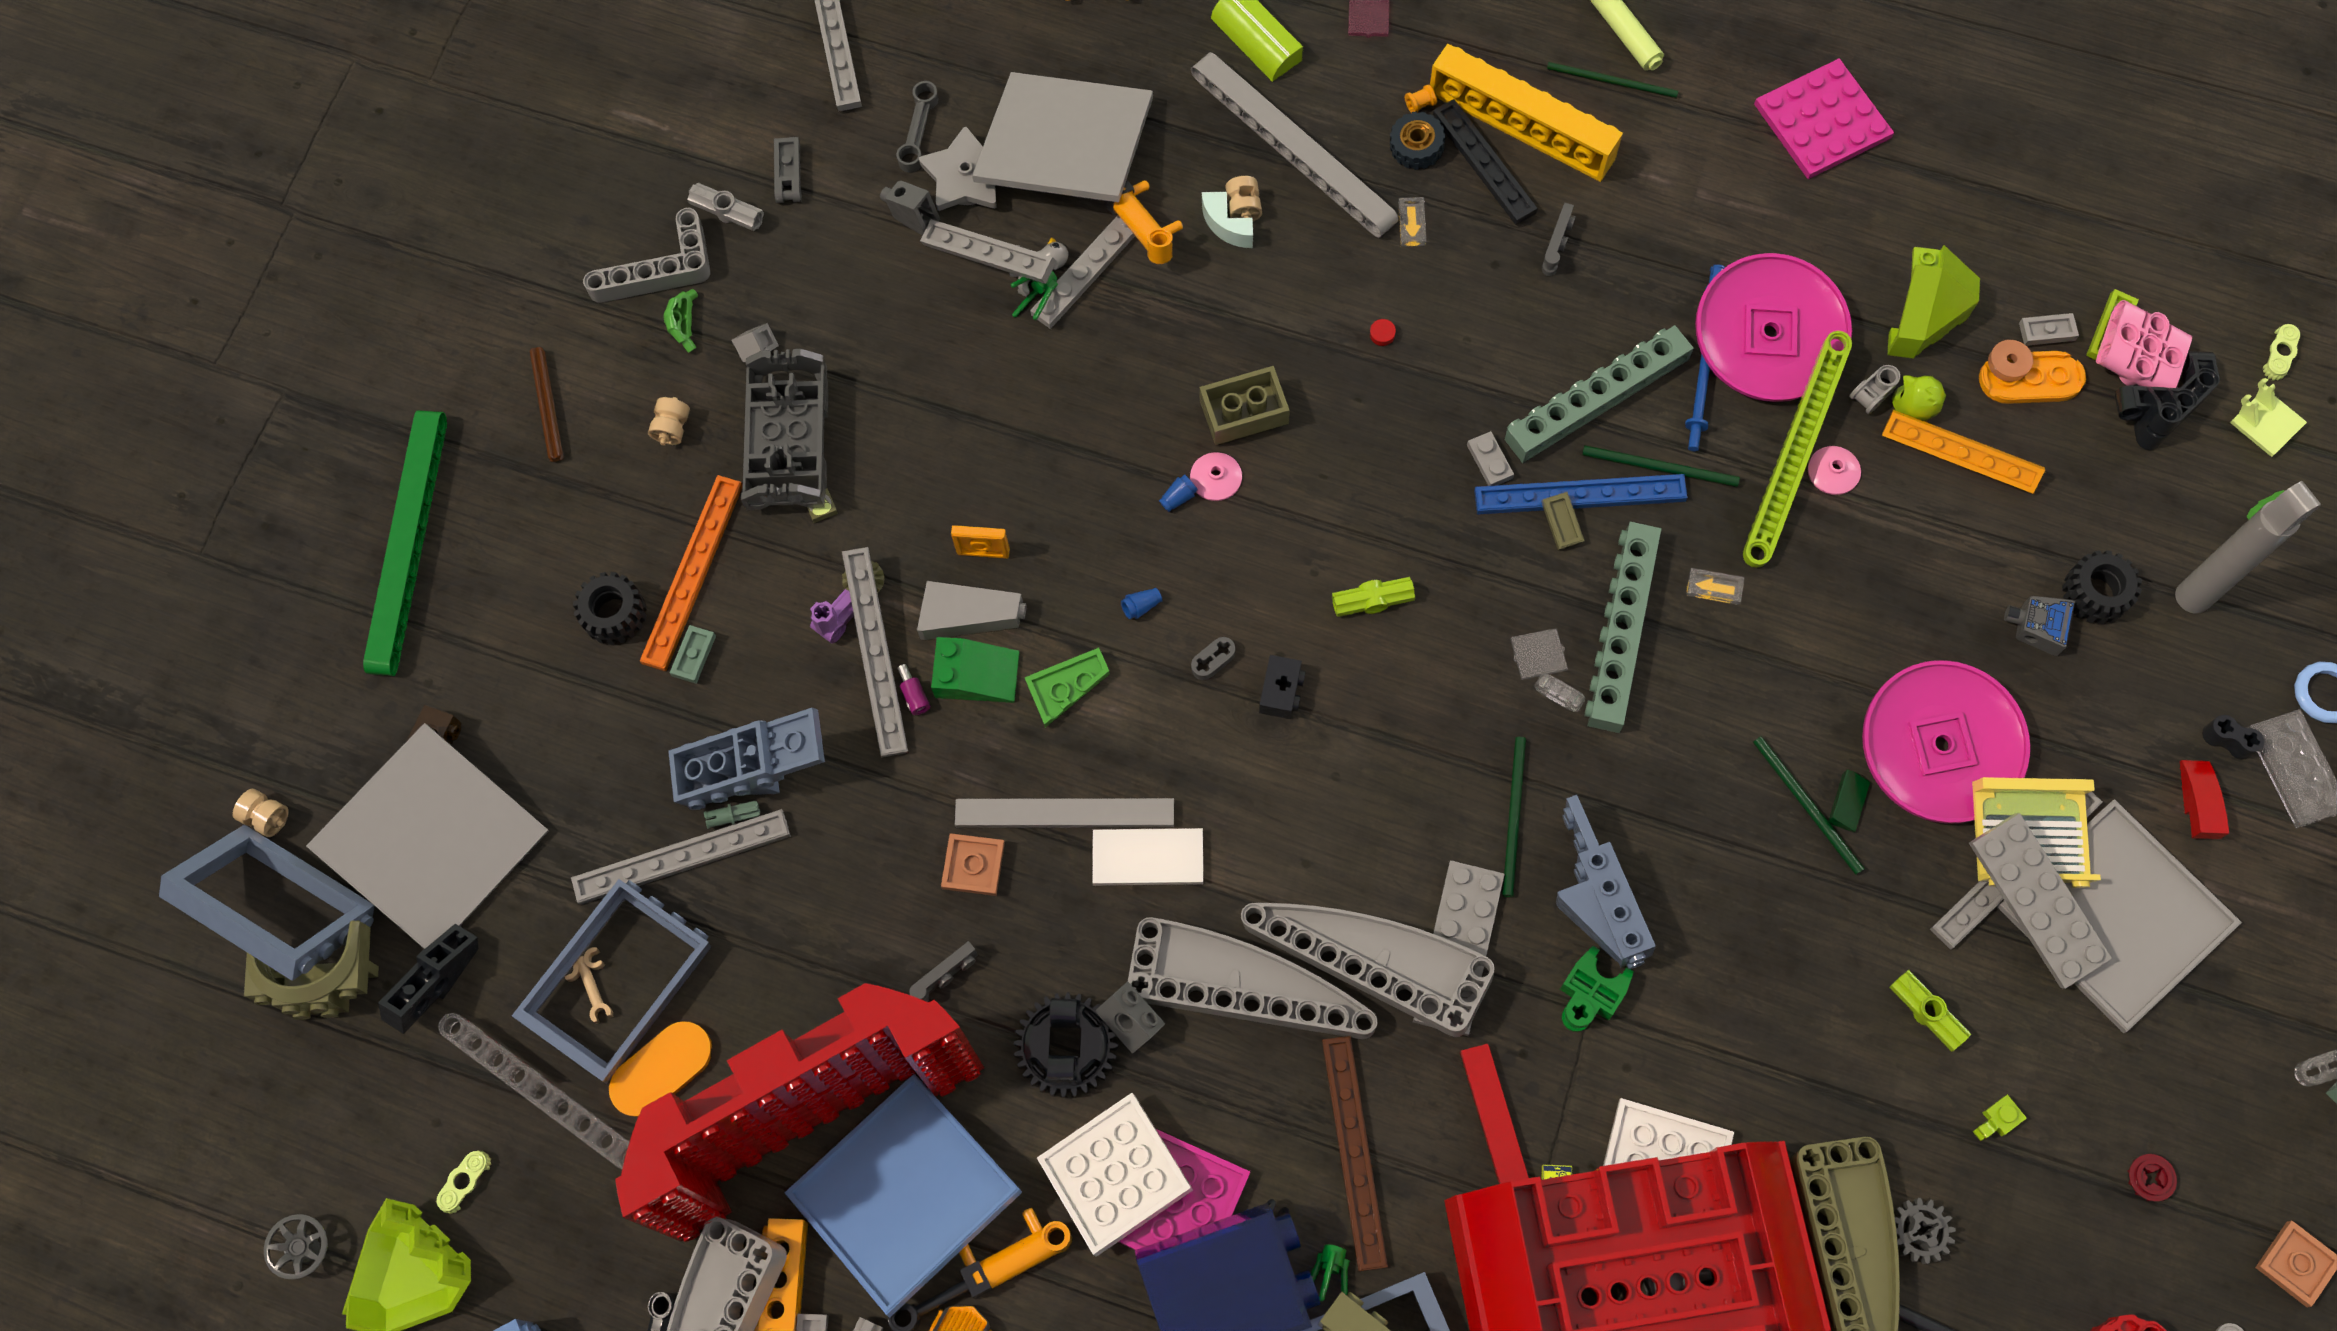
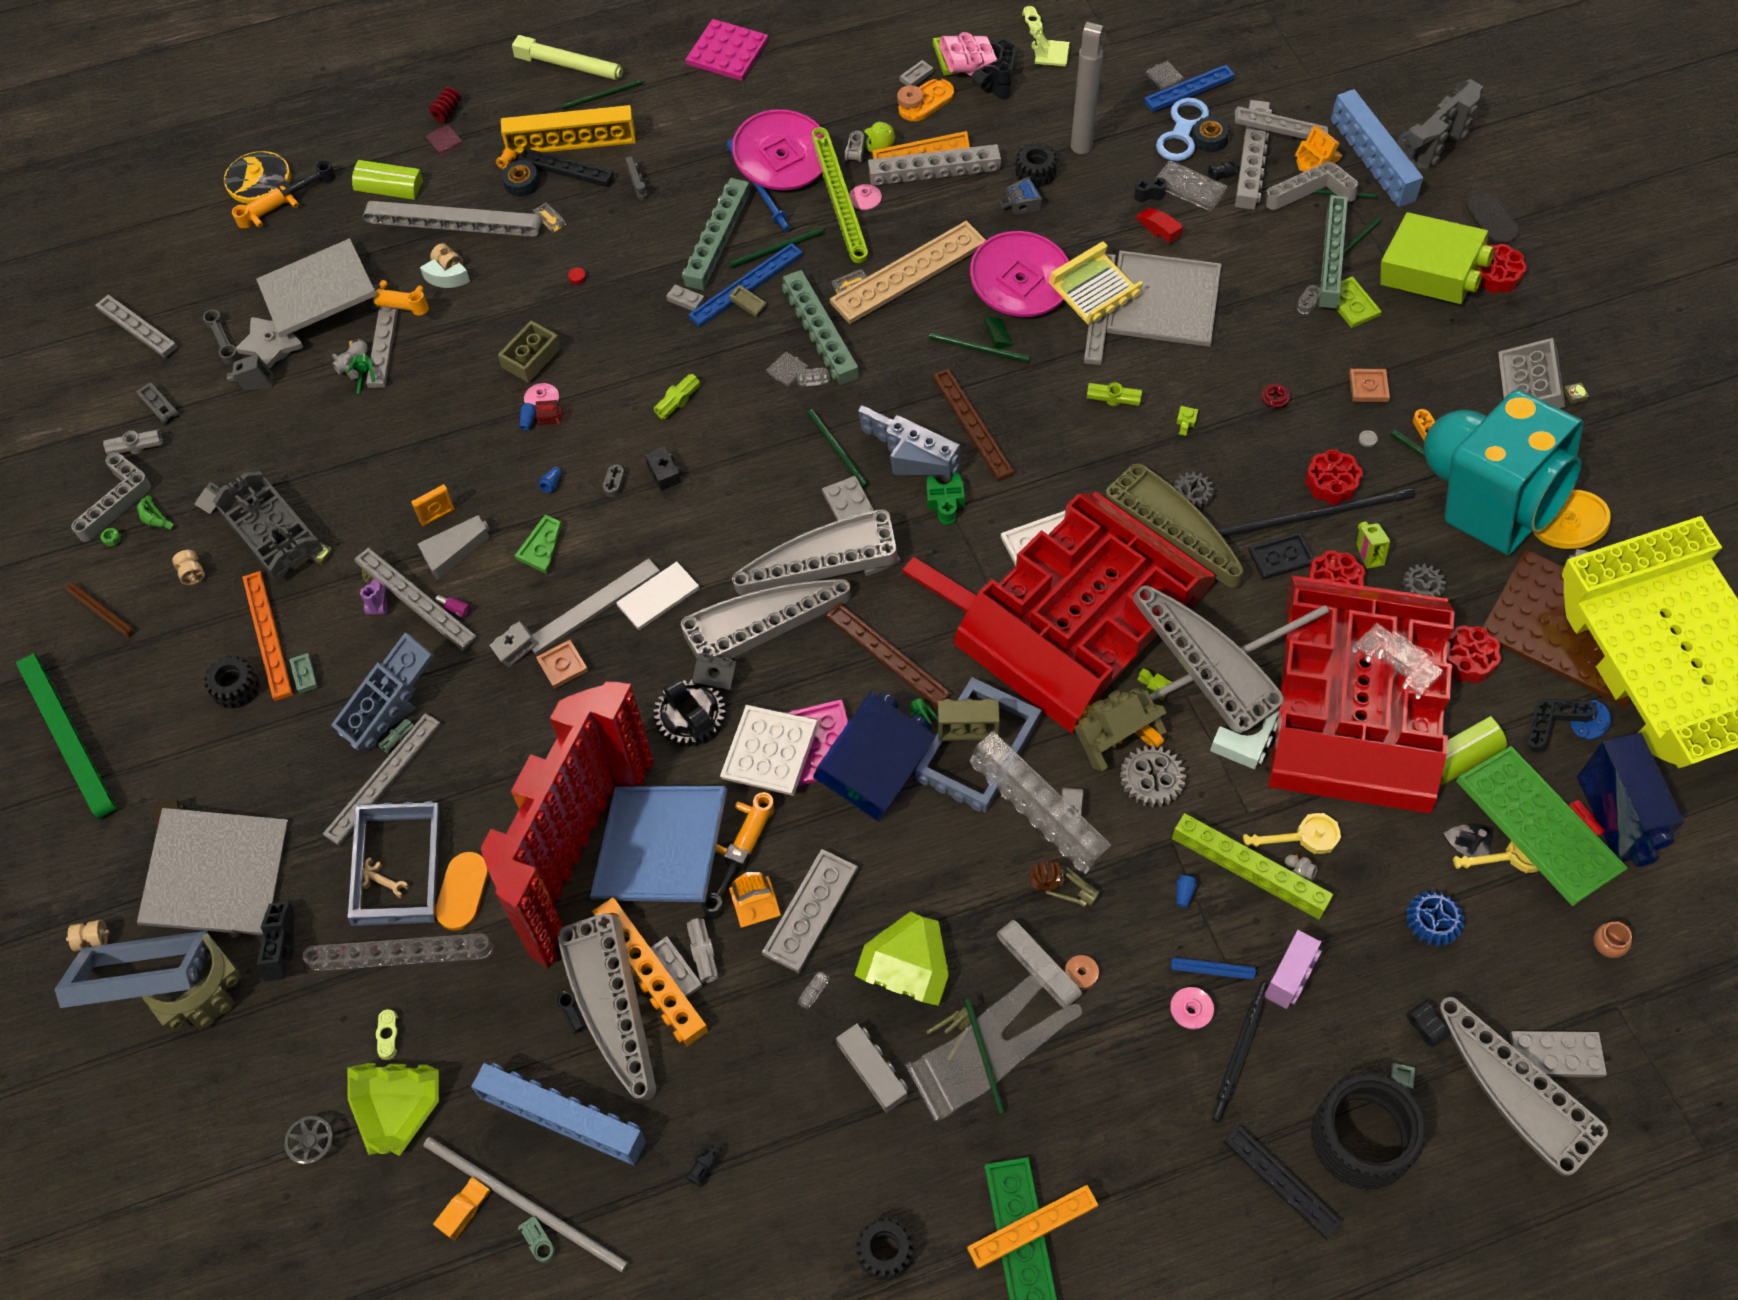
camera: 40 degrees left, 10 degrees down
(619, 316) = (110, 537): none -> bright green tile
(937, 797) = (513, 644): none -> light grey brick
(974, 671) = (481, 572): green slope -> none
(988, 251) = (317, 365): light grey plate -> none
(1205, 507) = (548, 412): none -> clear red brick
(1710, 912) = (973, 425): none -> reddish brown tile
(1803, 626) = (907, 272): none -> tan plate
(1937, 301) = (854, 89): lime panel -> none
(2040, 900) = (1123, 309): light grey plate -> none
(2050, 524) = (934, 165): none -> light grey brick

